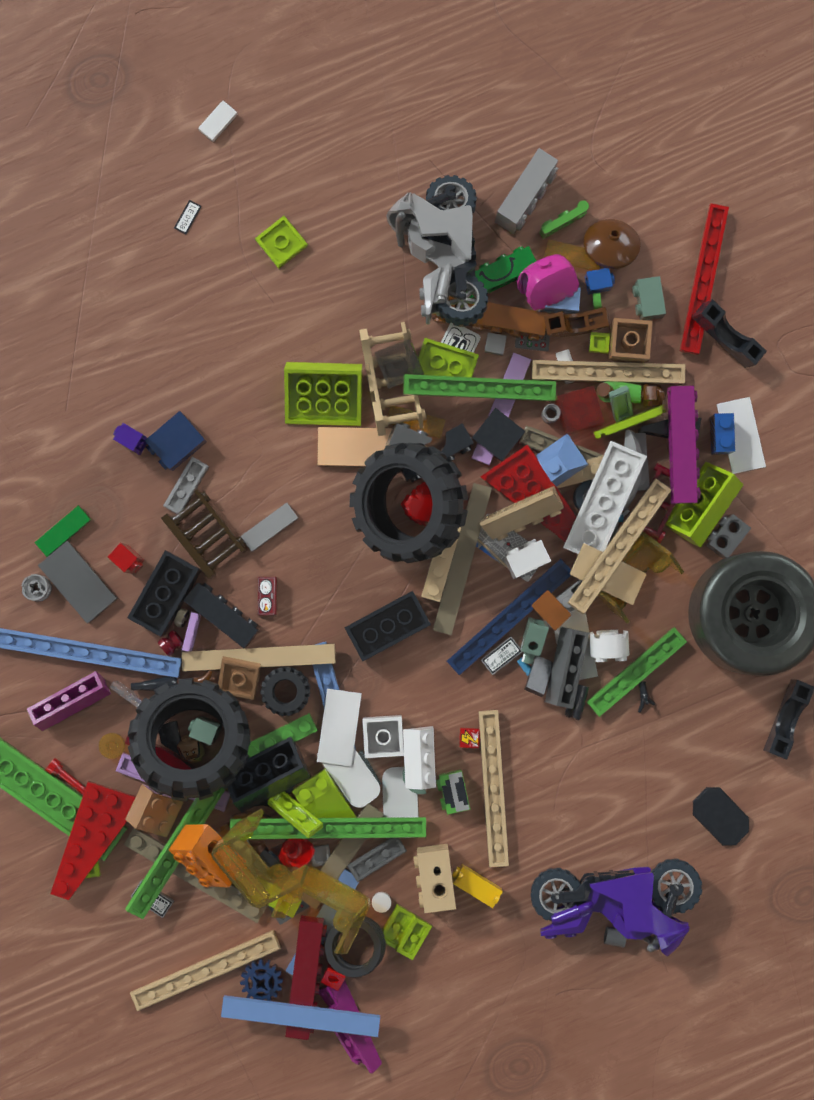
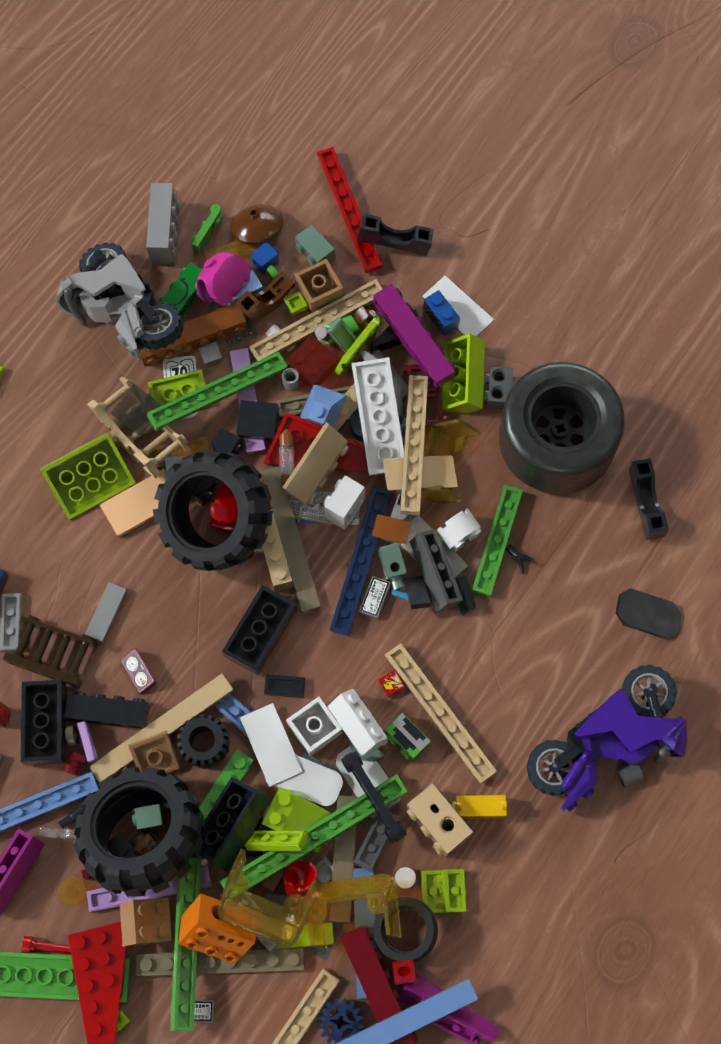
camera: 30 degrees left, 15 degrees down
(380, 684) = (284, 686): none -> black tile
(394, 865) = (394, 829): none -> black piece
(501, 488) = (286, 456): none -> clear piece

